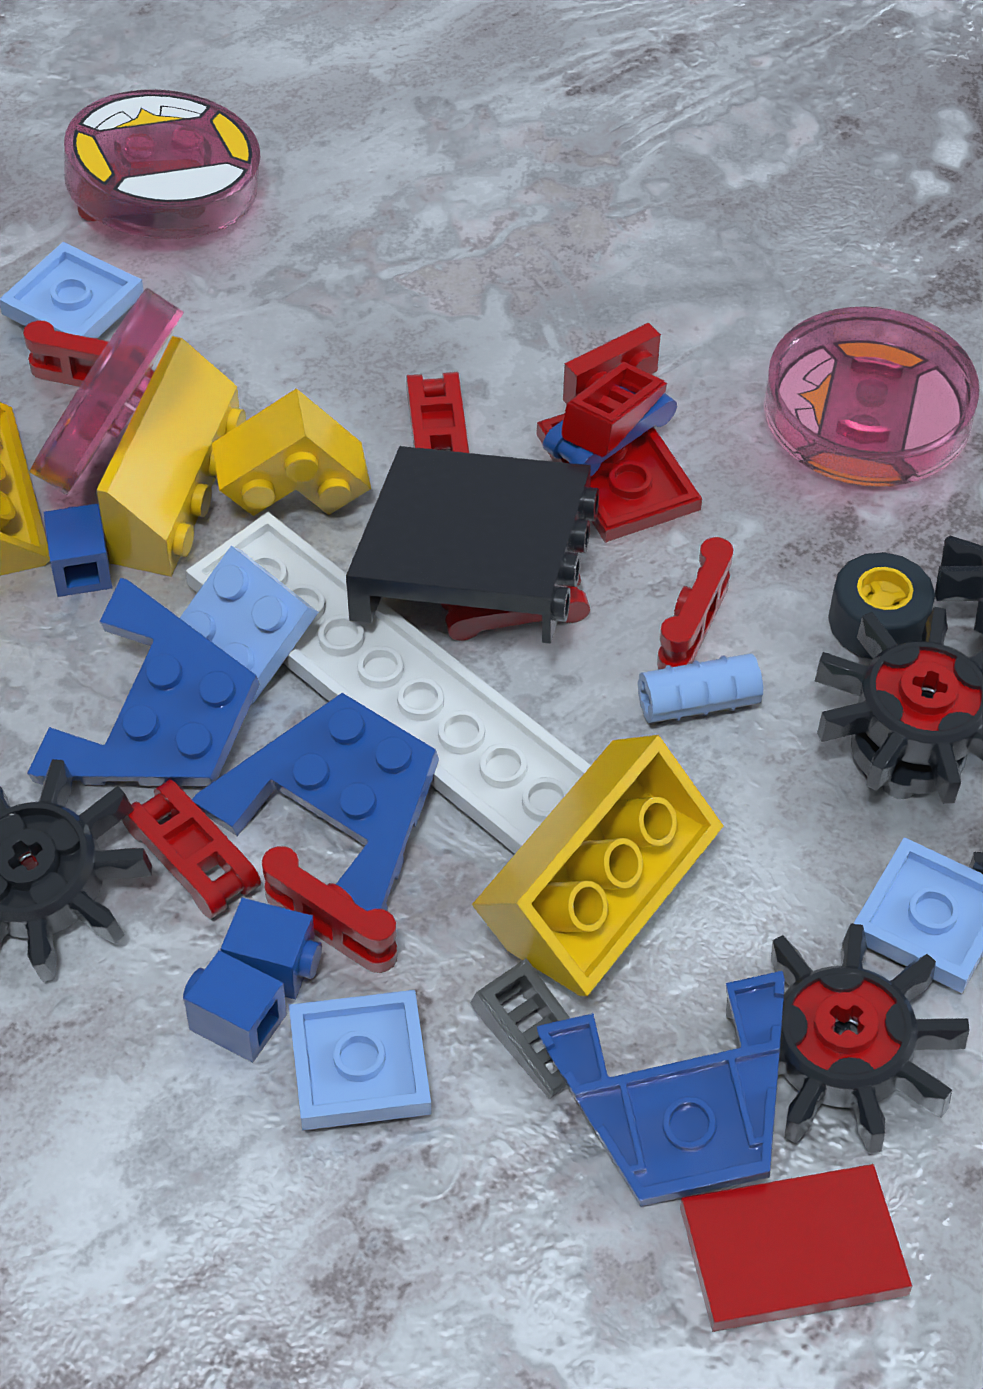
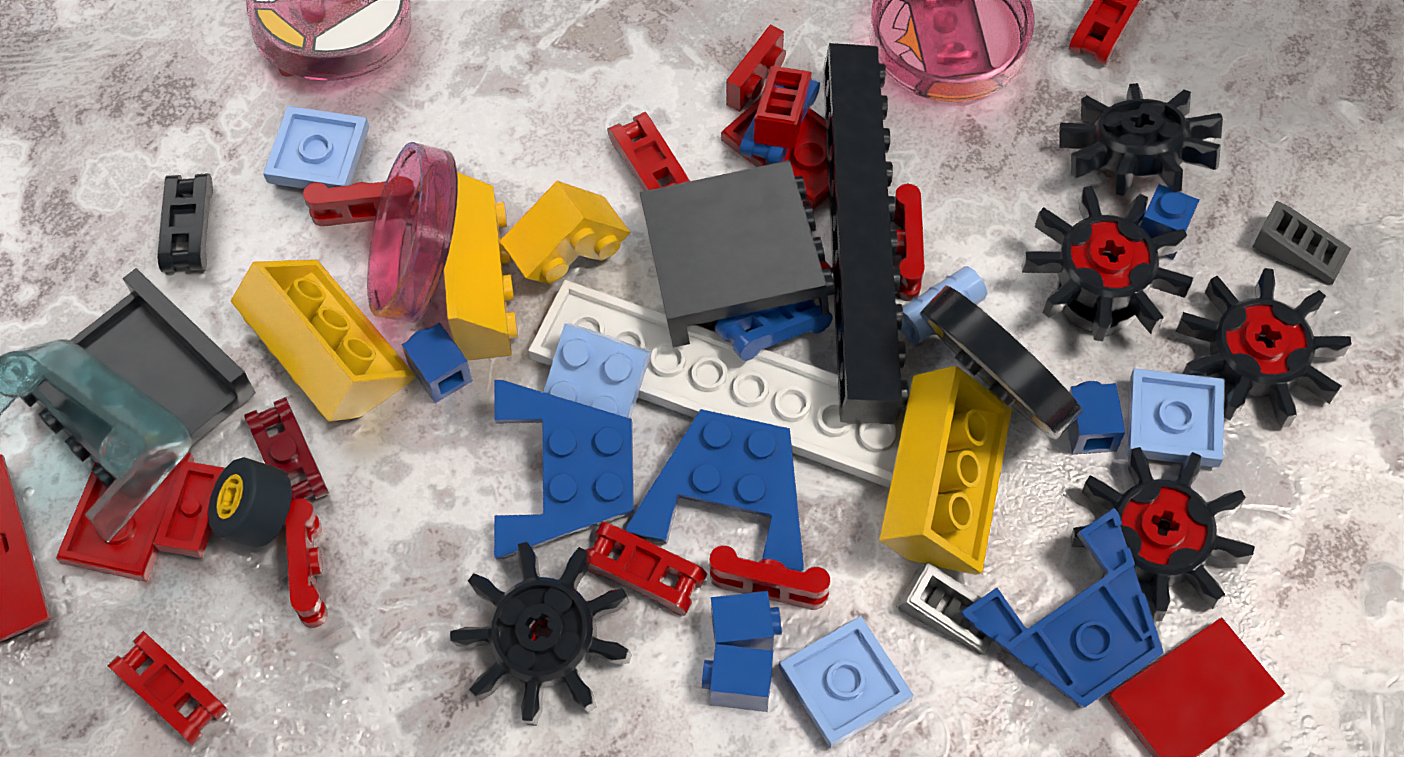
camera: 20 degrees left, 10 degrees up
(481, 635) = (771, 326): none -> blue plate
(636, 581) = (862, 237): none -> black brick
(723, 768) = (1001, 362): none -> black piece
(824, 877) = (1101, 423): none -> blue brick
(887, 586) = (1029, 185): black wheel -> none

